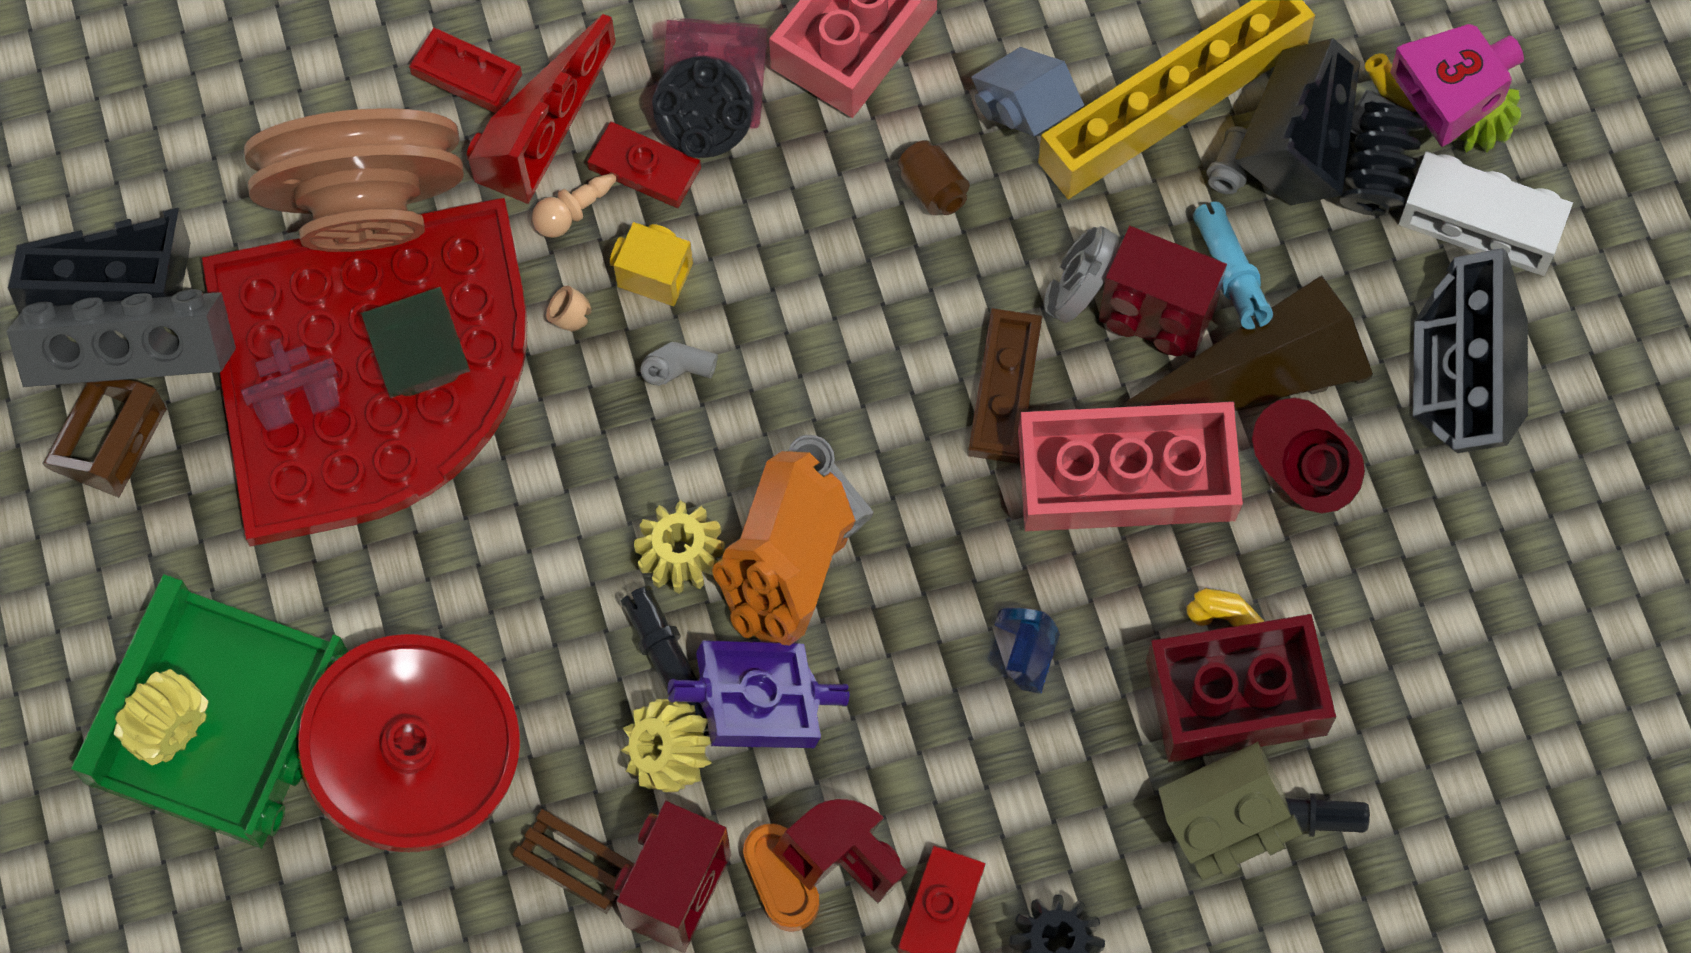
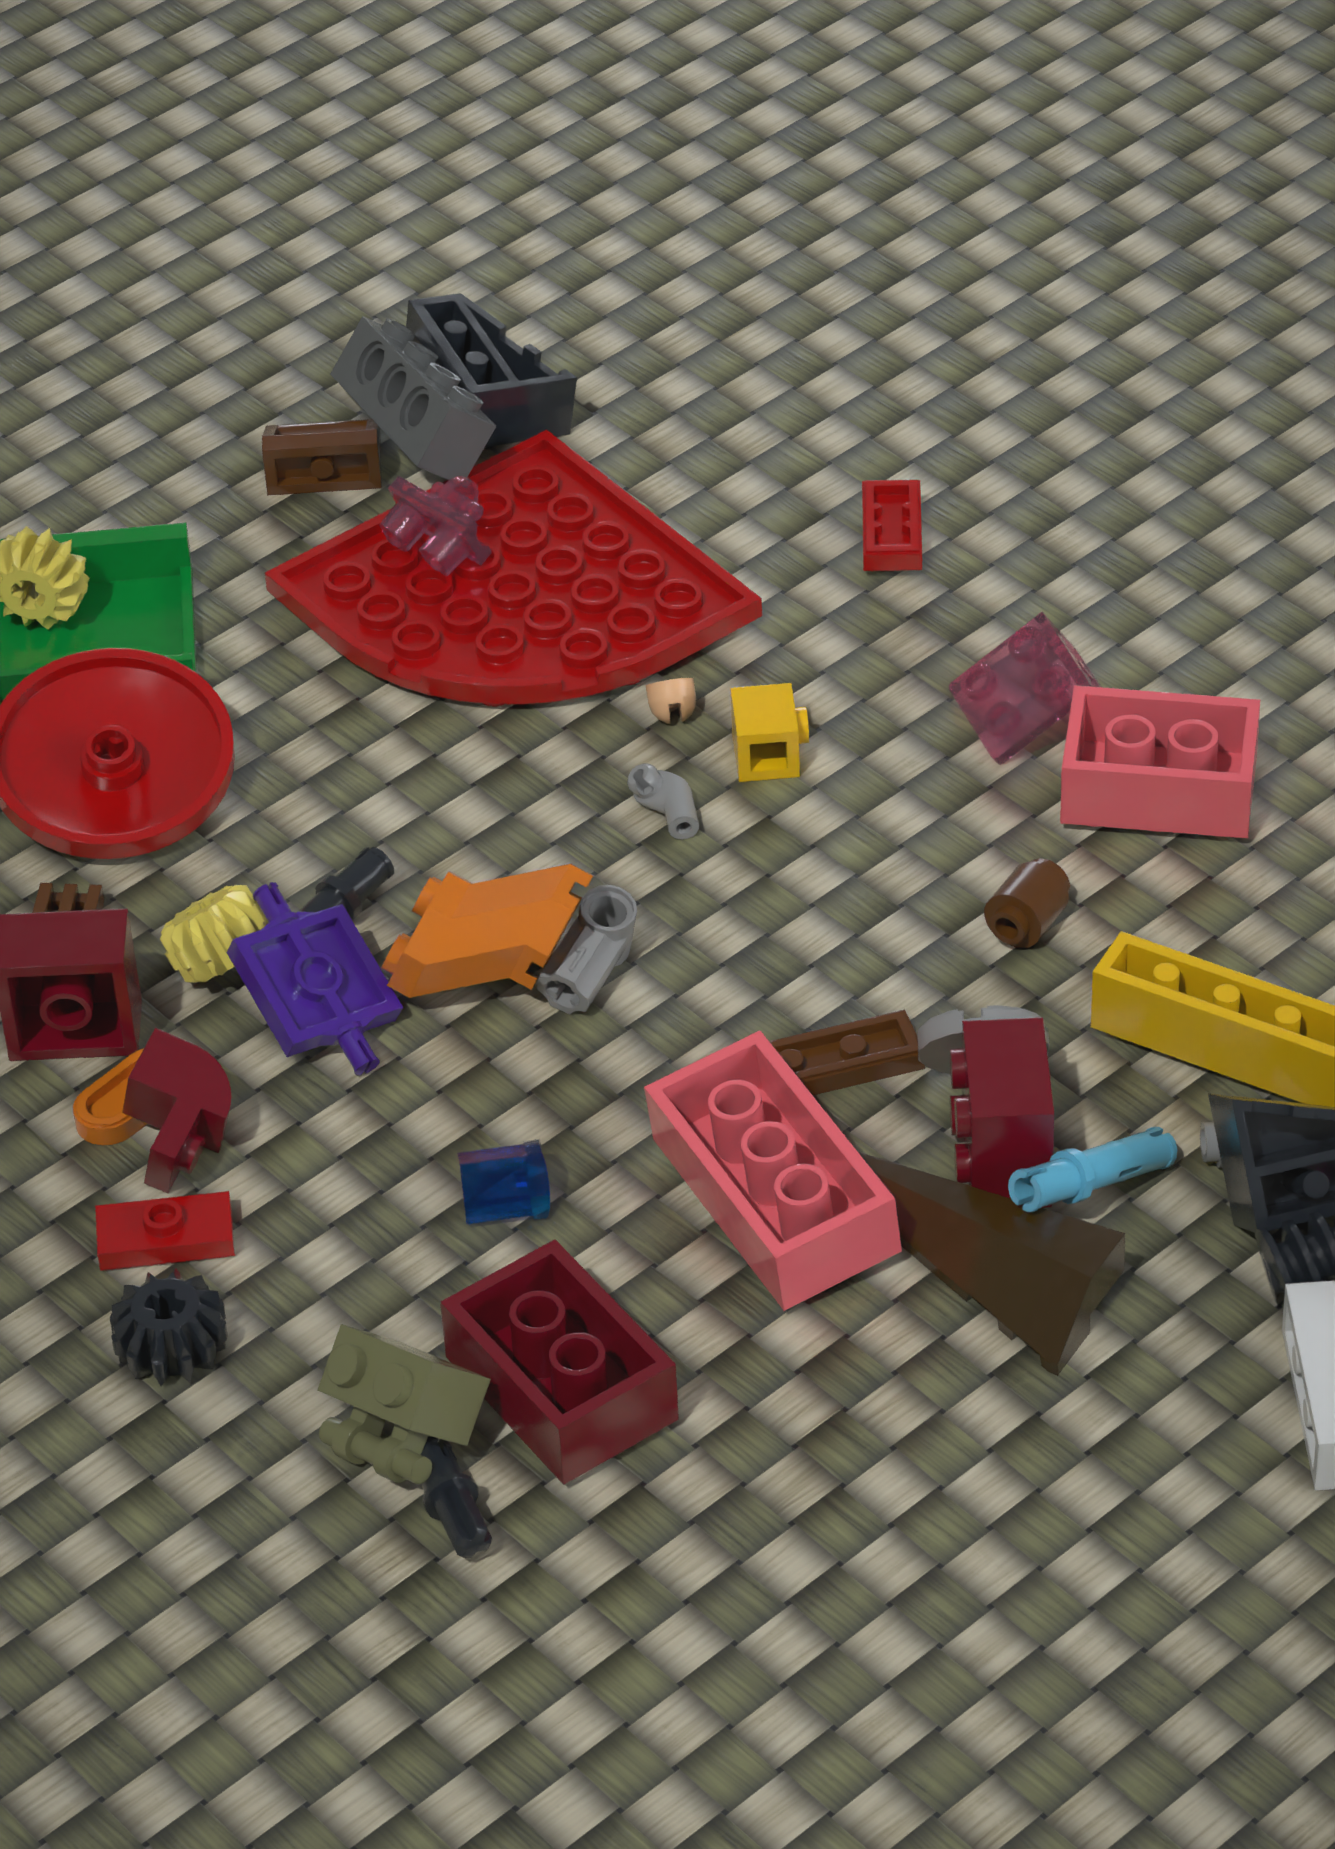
camera: 65 degrees right, 25 degrees down
(355, 173) = (678, 446): nougat wheel -> none
(415, 343) = (545, 592): clear green piece -> none
(532, 125) = (876, 587): red wedge -> none
(555, 215) = (772, 647): light nougat bar -> none
(644, 164) = (883, 692): red plate -> none
(660, 541) = (448, 849): light yellow gear -> none
(703, 106) = (973, 691): black tile -> none
(1026, 91) = (1174, 912): sand blue brick -> none
(1221, 605) = (663, 1325): yellow arm -> none
(1308, 455) = (894, 1325): dark red piece -> none
(1472, 355) = (1140, 1436): black wedge -> none

